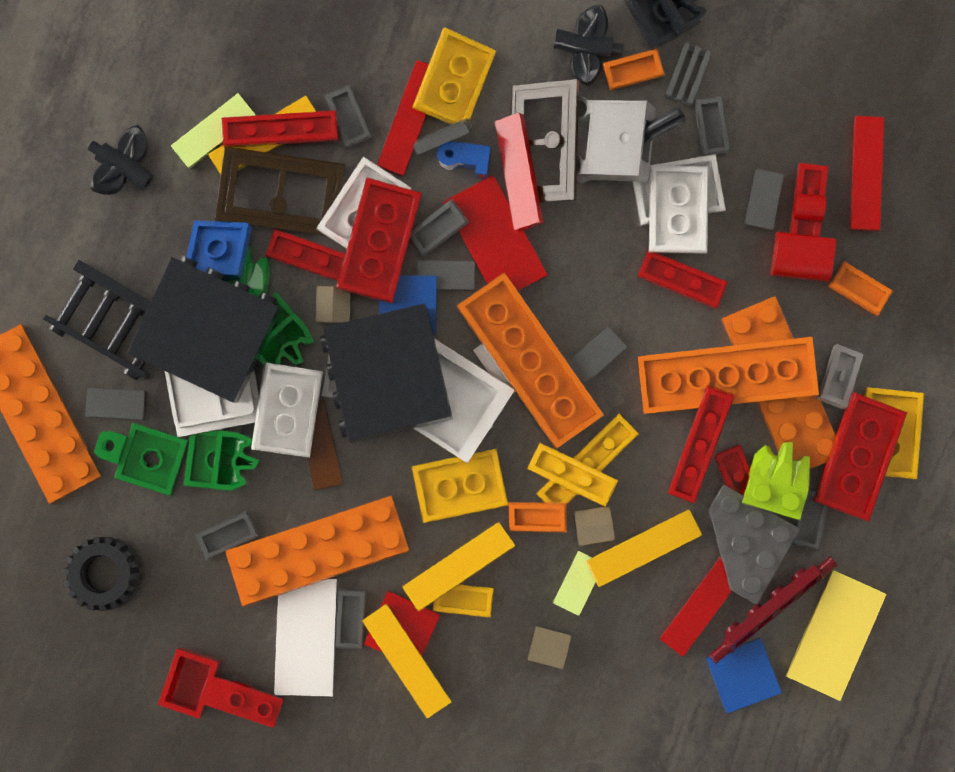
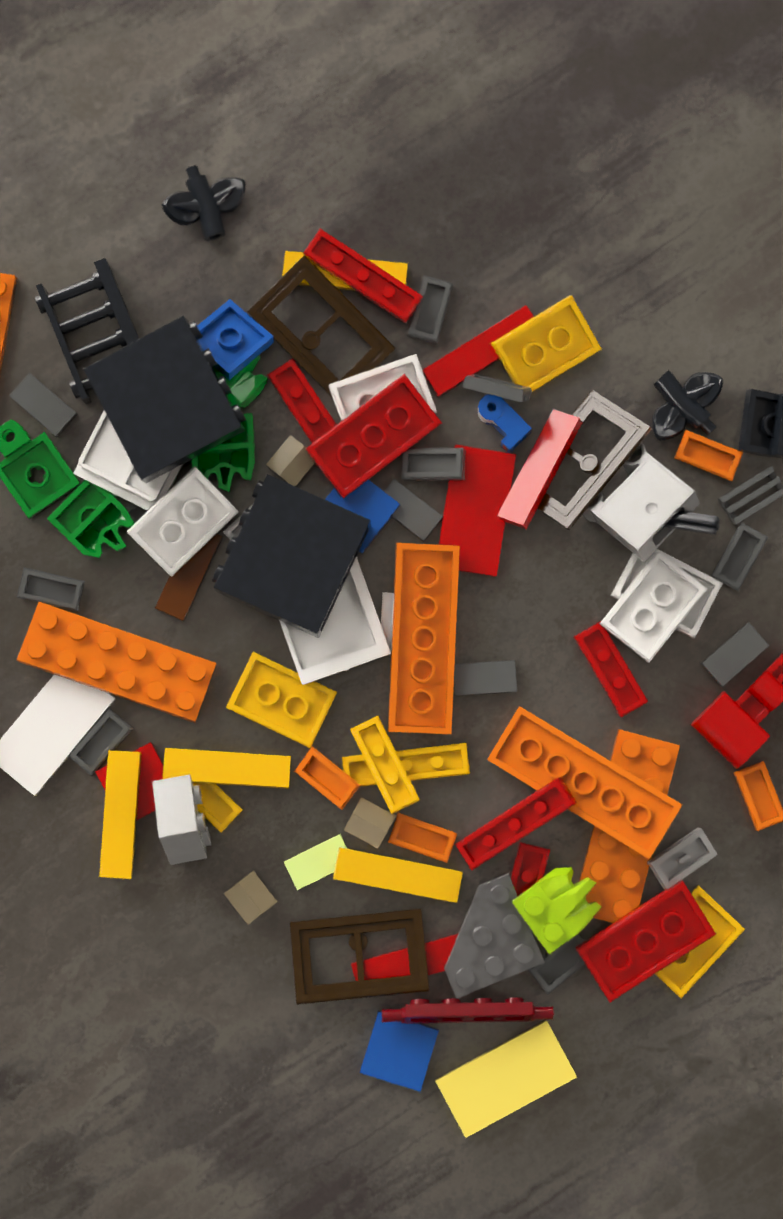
camera: 40 degrees right, 0 degrees up
(208, 134) = (296, 234): yellowish green tile -> none
(458, 634) = (178, 821): none -> brick
(640, 506) = (422, 837): none -> orange tile
(642, 608) = (357, 925): none -> dark brown door

